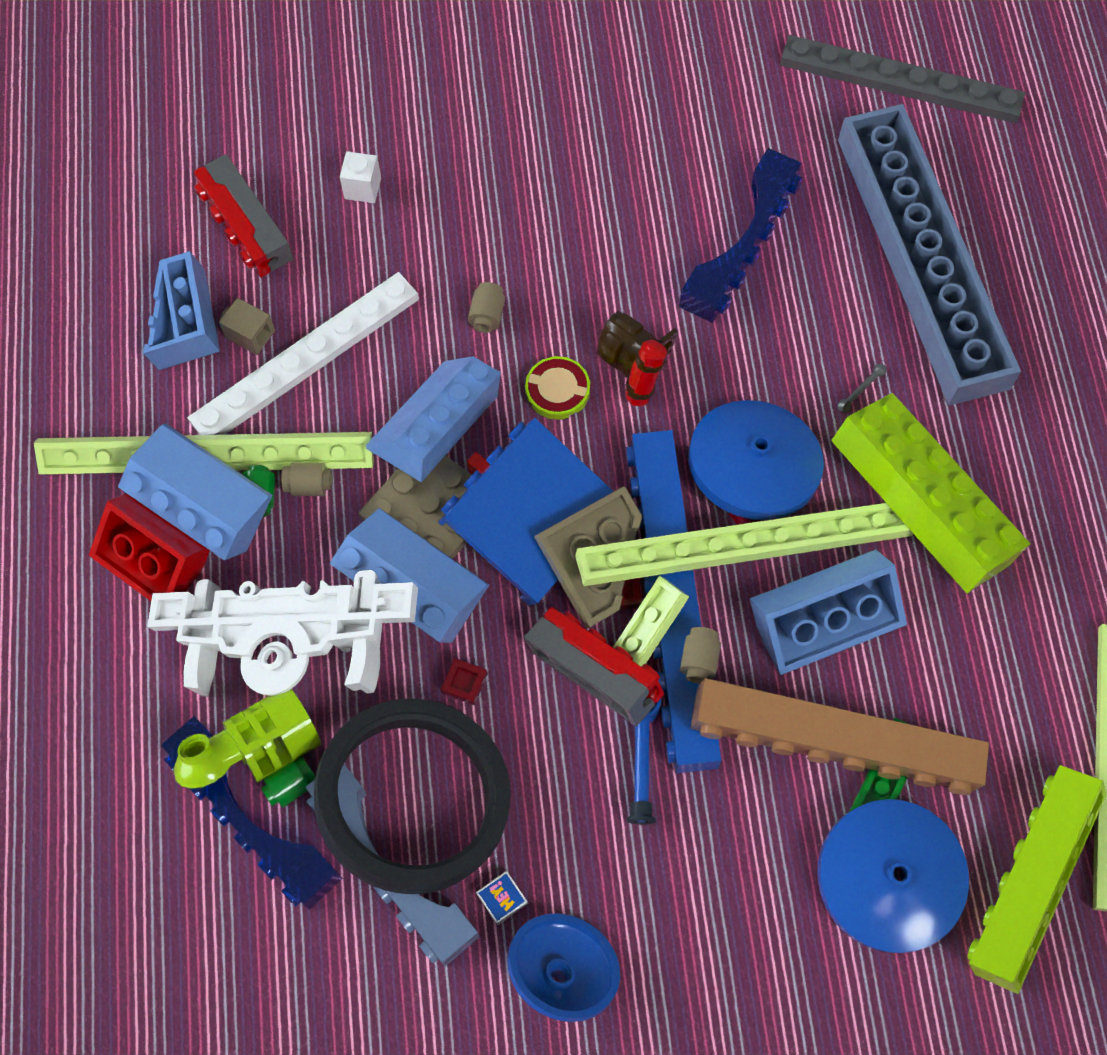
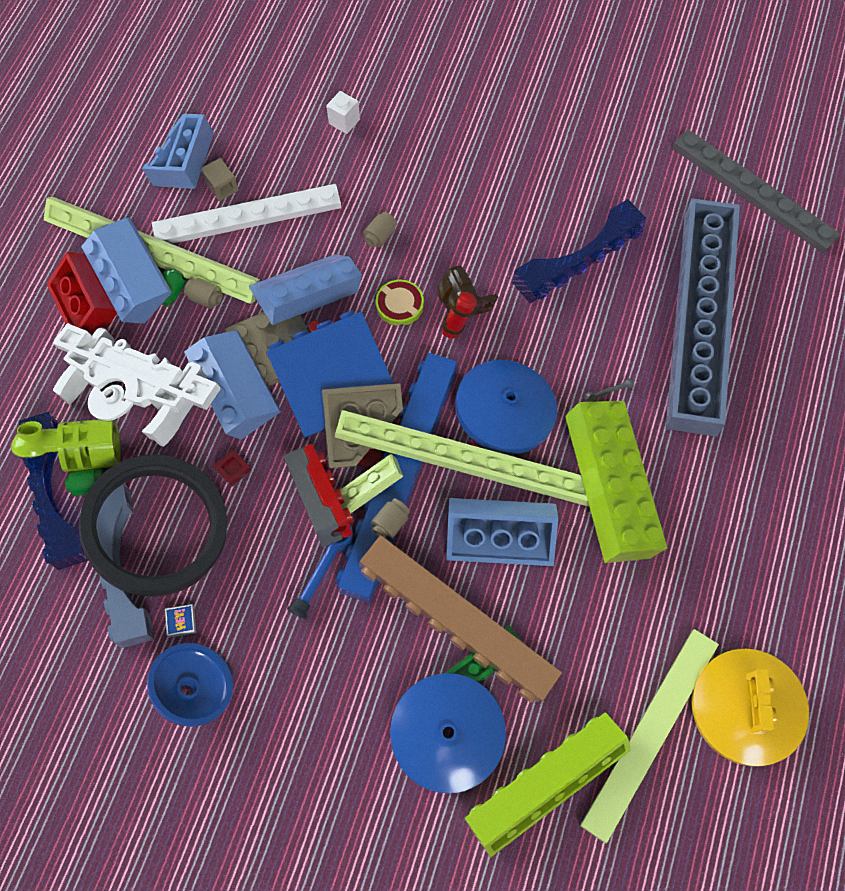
camera: 25 degrees right, 0 degrees up
(242, 215) = (255, 108): piece -> none

